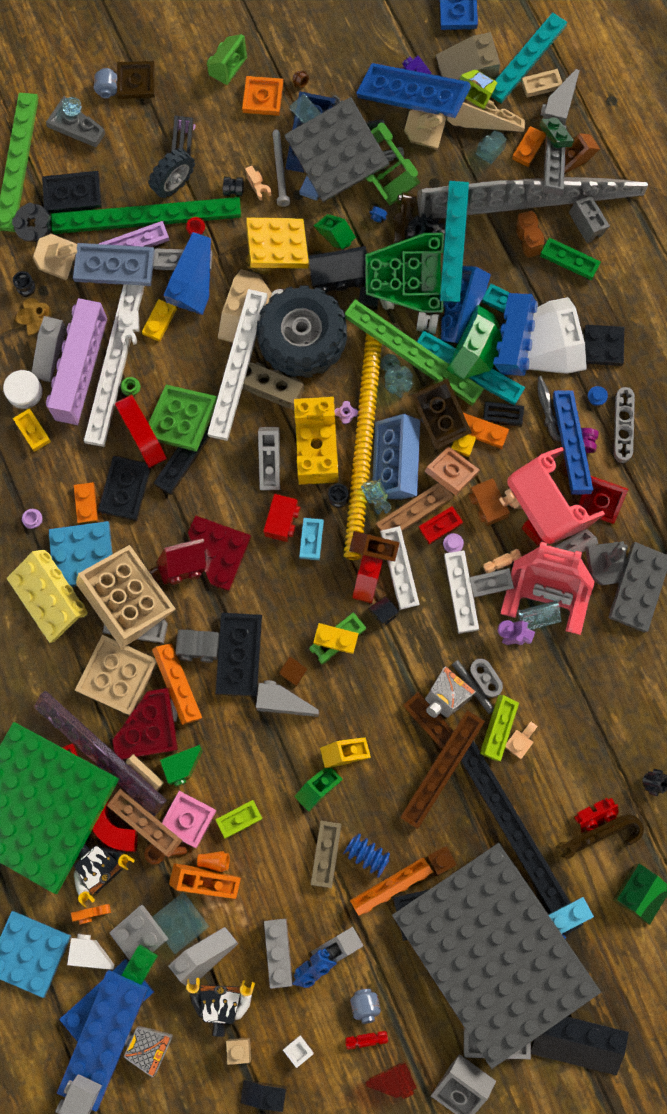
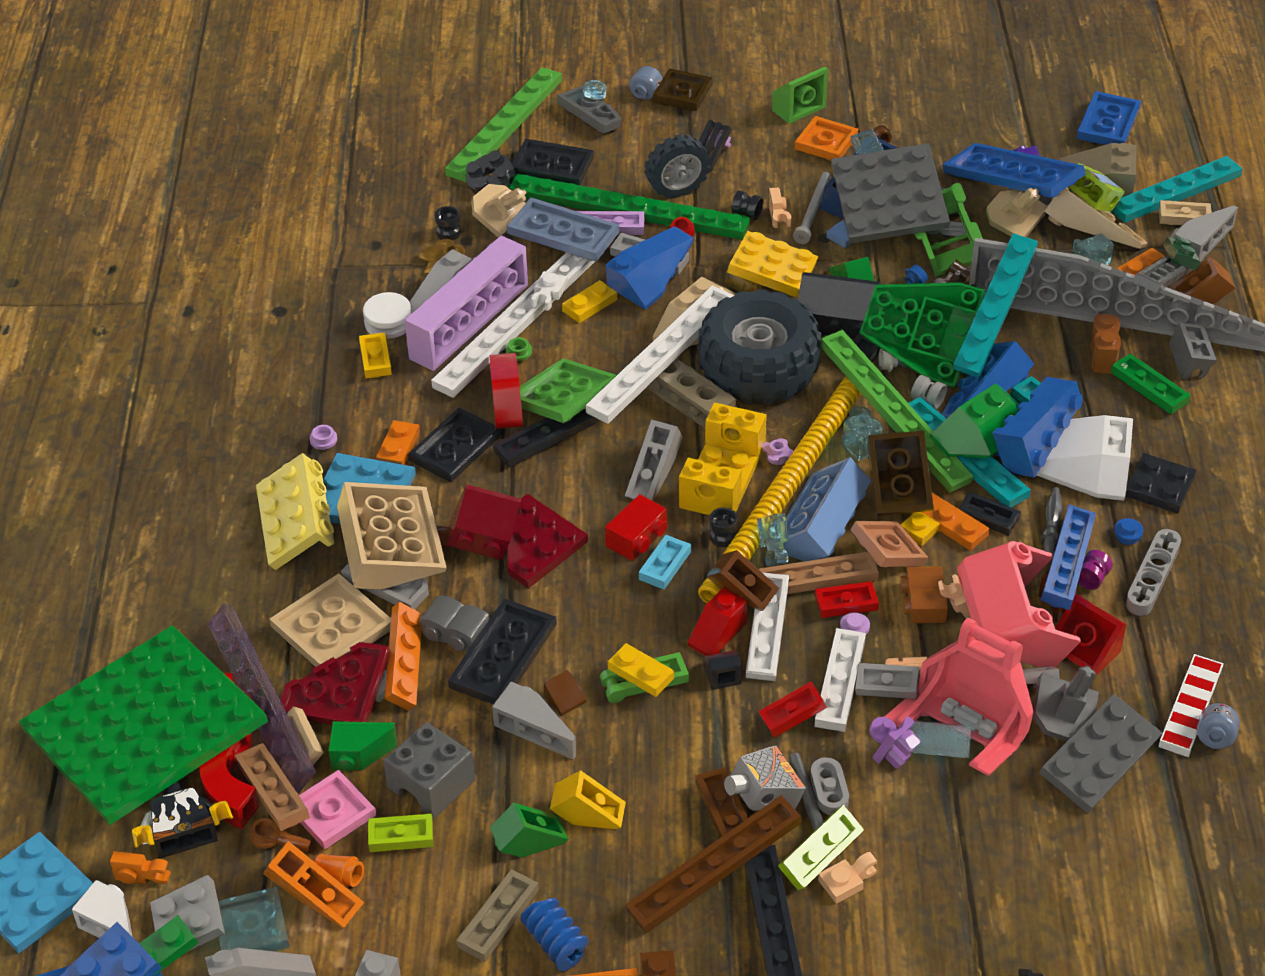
camera: 20 degrees right, 30 degrees down
(237, 769) = (430, 769): none -> dark grey piece
(442, 630) = (792, 709): none -> red plate

